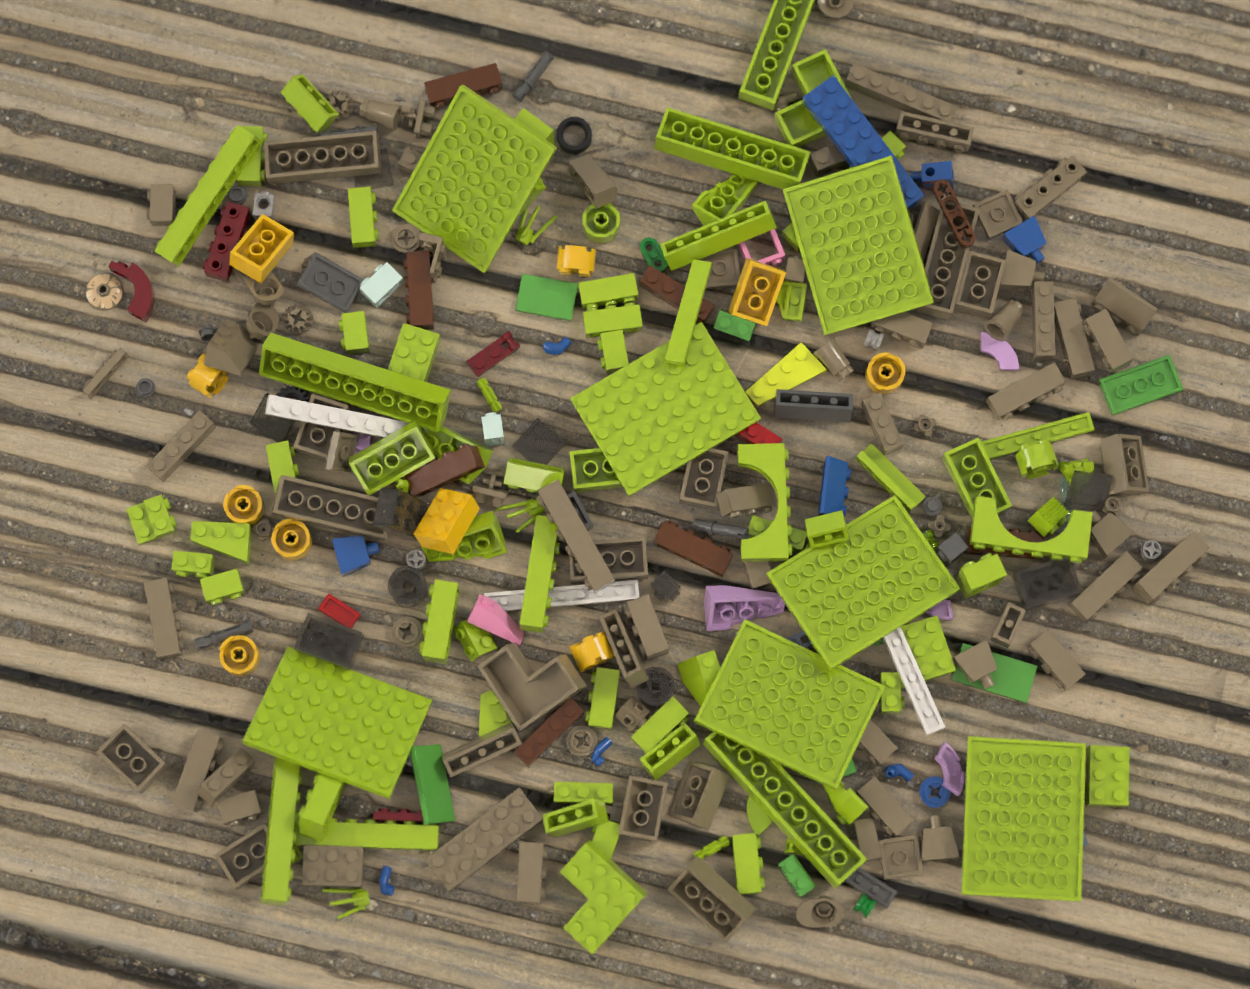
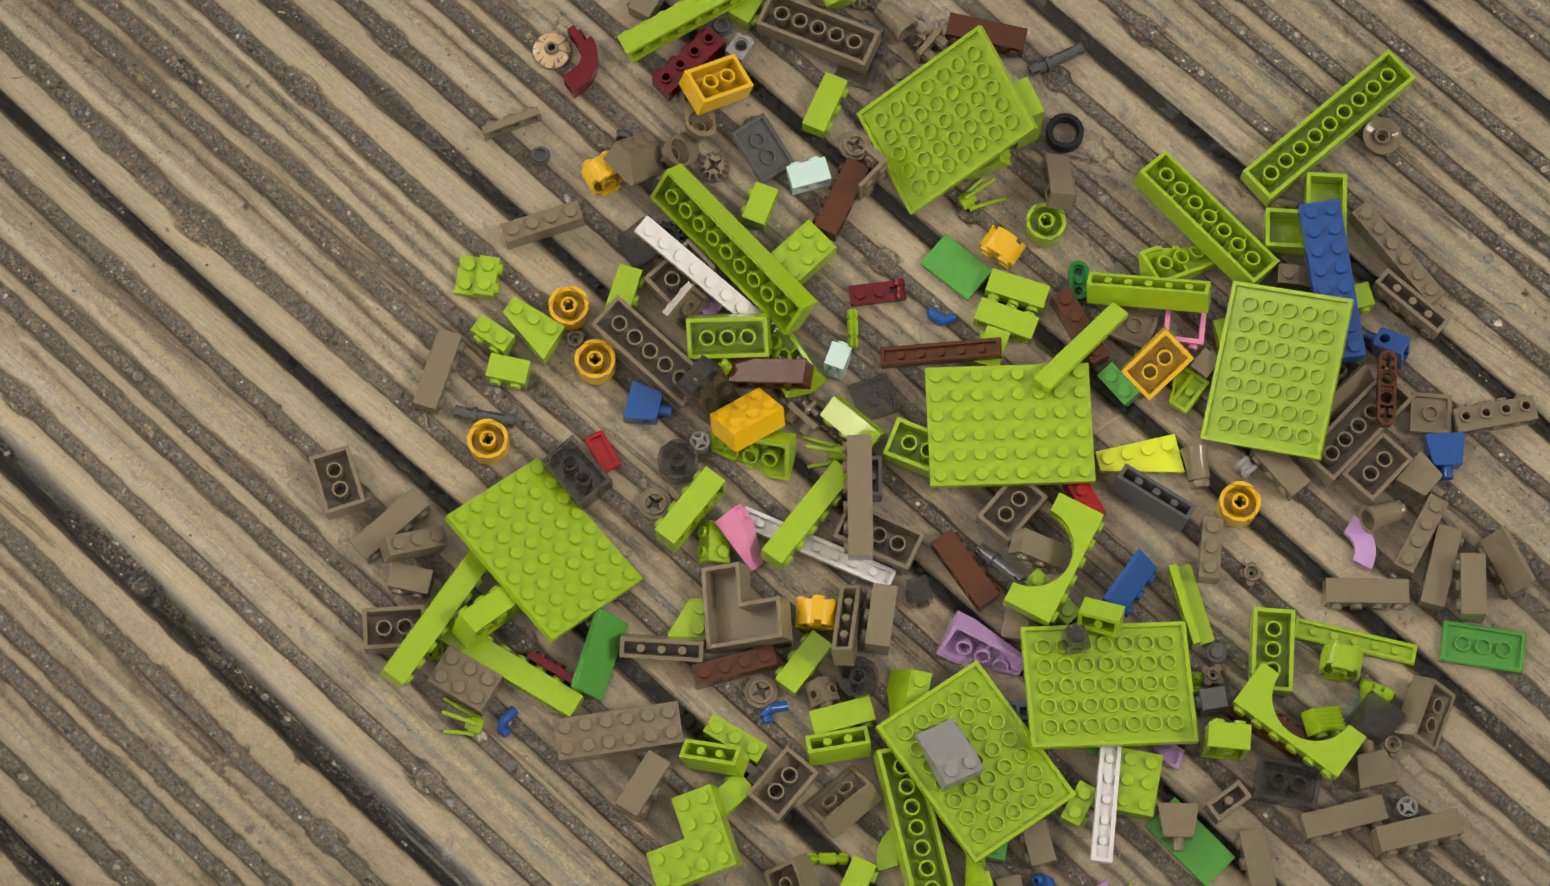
camera: 30 degrees right, 5 degrees down
(574, 377) = (941, 352): none -> reddish brown tile
(766, 711) = (949, 755): none -> light grey slope
(816, 559) = (1075, 639): none -> clear smoke brick

